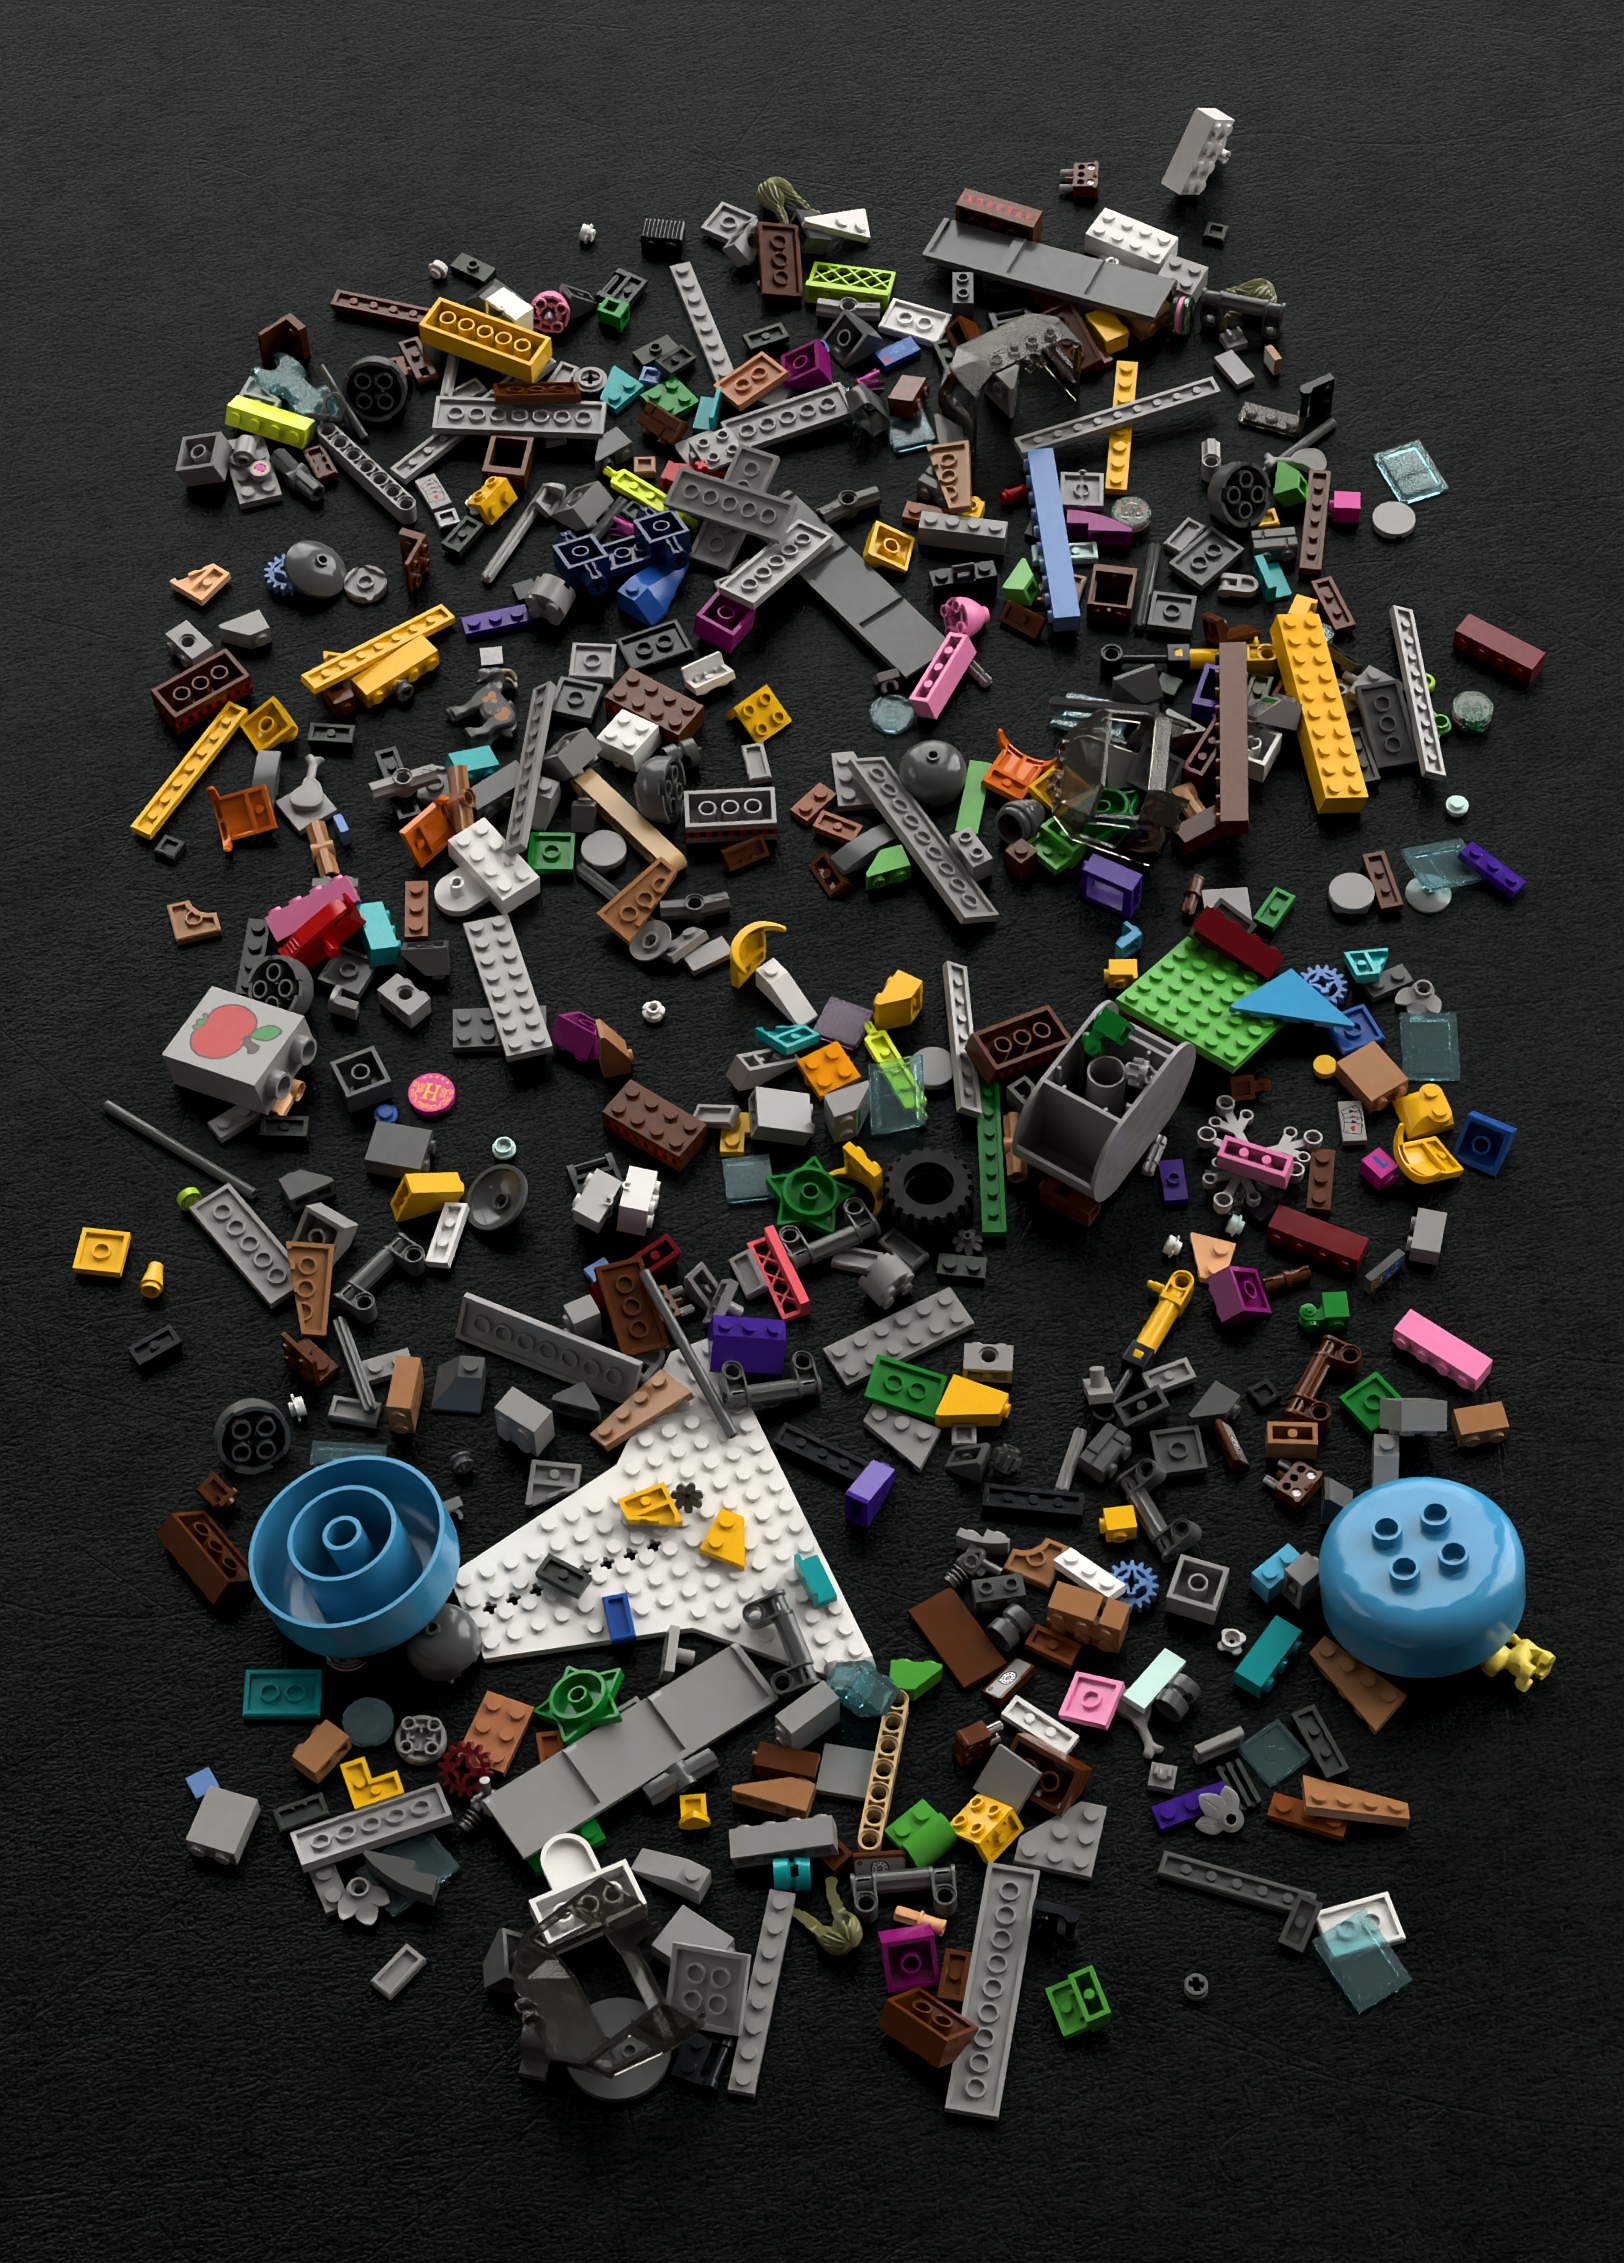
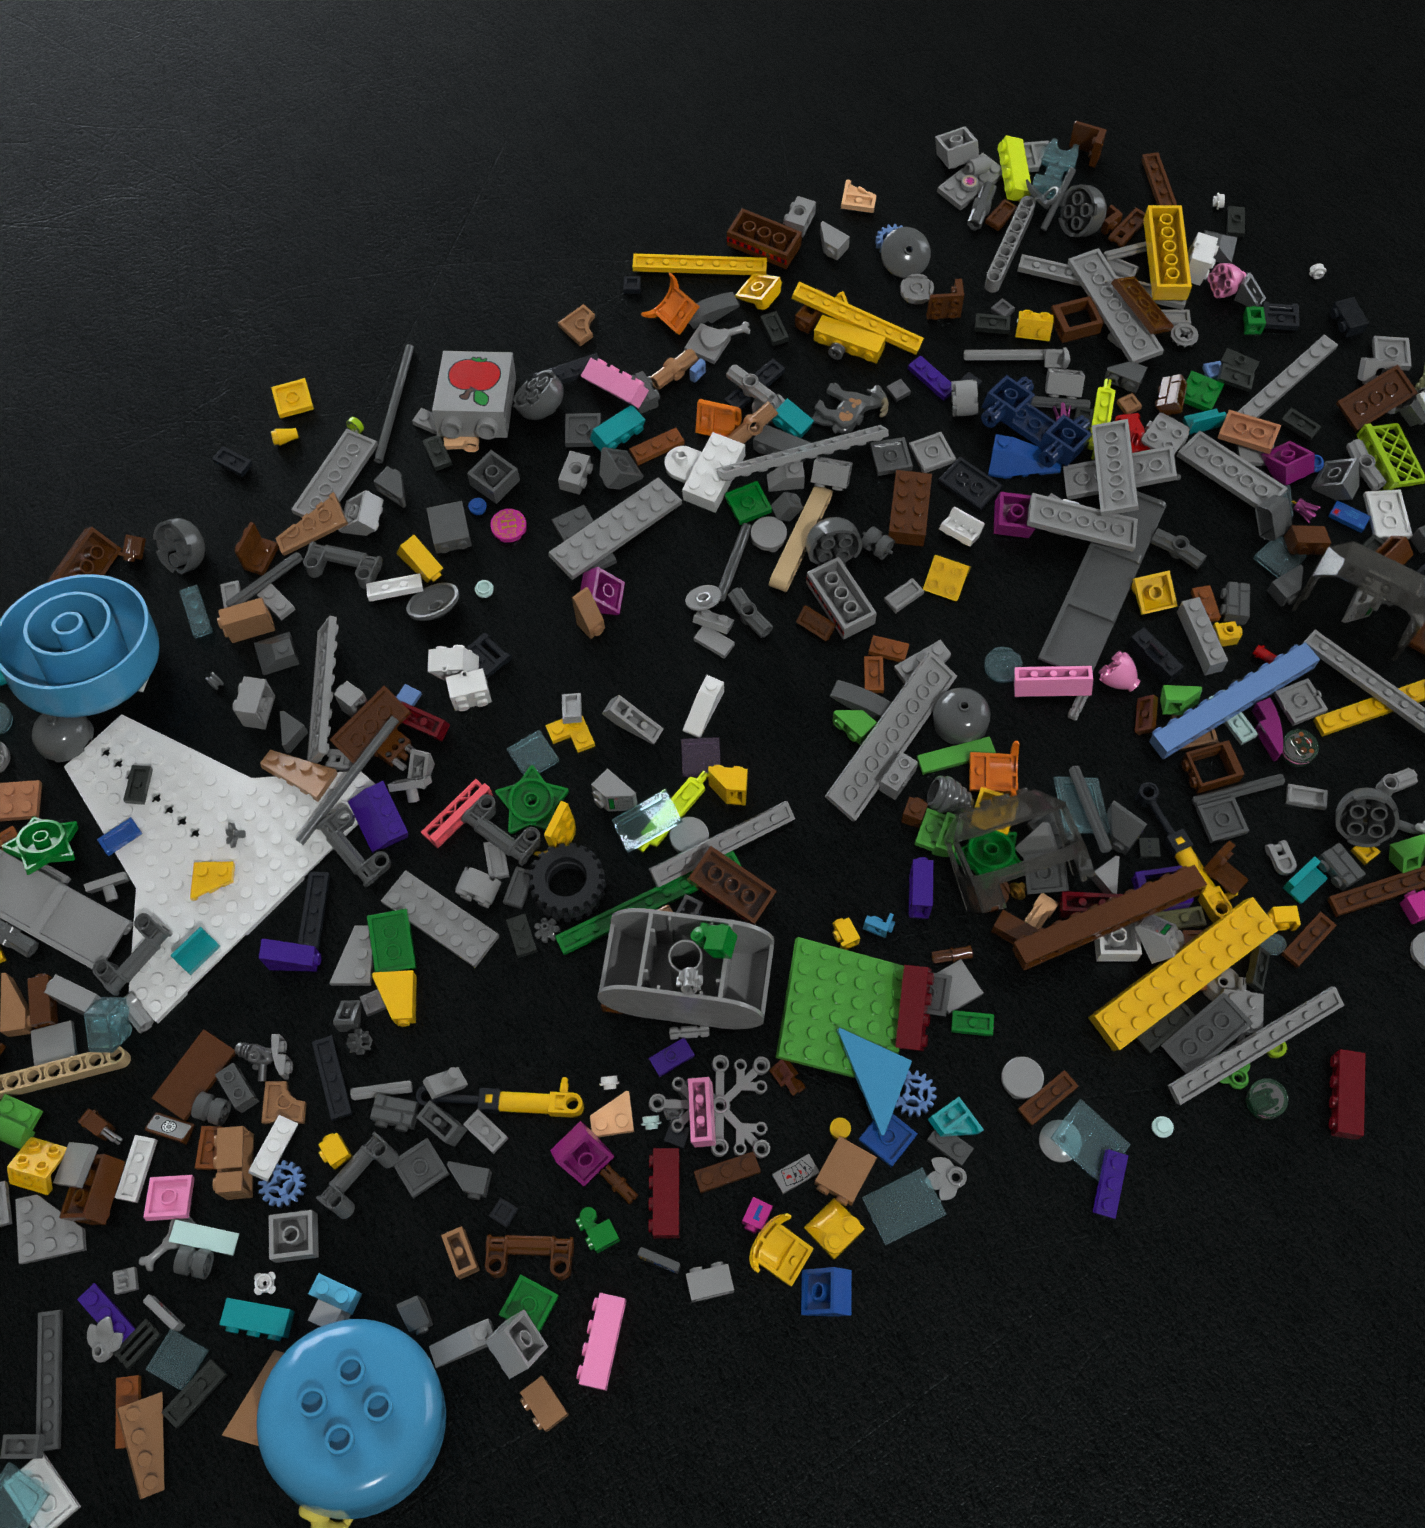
camera: 65 degrees right, 10 degrees up
(297, 1407) = (217, 563): white plate -> none
(324, 932) = (594, 397): red piece -> none
(342, 1005) = (552, 432): light grey tile -> none
(433, 493) = (1020, 290): light grey tile -> none
(452, 1504) = (175, 689): light grey tile -> none
(551, 1481) = (221, 742): light grey wing -> none
(620, 390) = (1188, 357): teal wing -> none
(629, 740) = (871, 504): white brick -> none
(636, 902) = (729, 572): medium nougat wing -> none
(650, 1507) = (215, 815): yellow wing -> none
(653, 1016) = (647, 632): white plate -> none
(655, 1125) = (544, 673): reddish brown brick -> none
(749, 950) = (716, 662): yellow piece -> none
(749, 1274) = (449, 792): light grey tile -> none
(780, 1116) = (589, 750): brick -> none
(788, 1038) = (664, 726): teal wing -> none
(828, 1070) = (652, 765): light orange plate -> none
(829, 876) = (822, 695): reddish brown slope -> none
(887, 677) = (1032, 645): light grey tile -> none
(915, 1677) = (143, 1056): bright green slope -> none
(953, 472) = (1253, 599): medium nougat wing -> none
(980, 1371) = (441, 1002): light grey brick -> none
(1206, 558) = (1294, 822): dark grey plate -> none
(1230, 1446) = (443, 1207): reddish brown slope -> none
(1296, 1485) = (427, 1281): reddish brown piece -> none

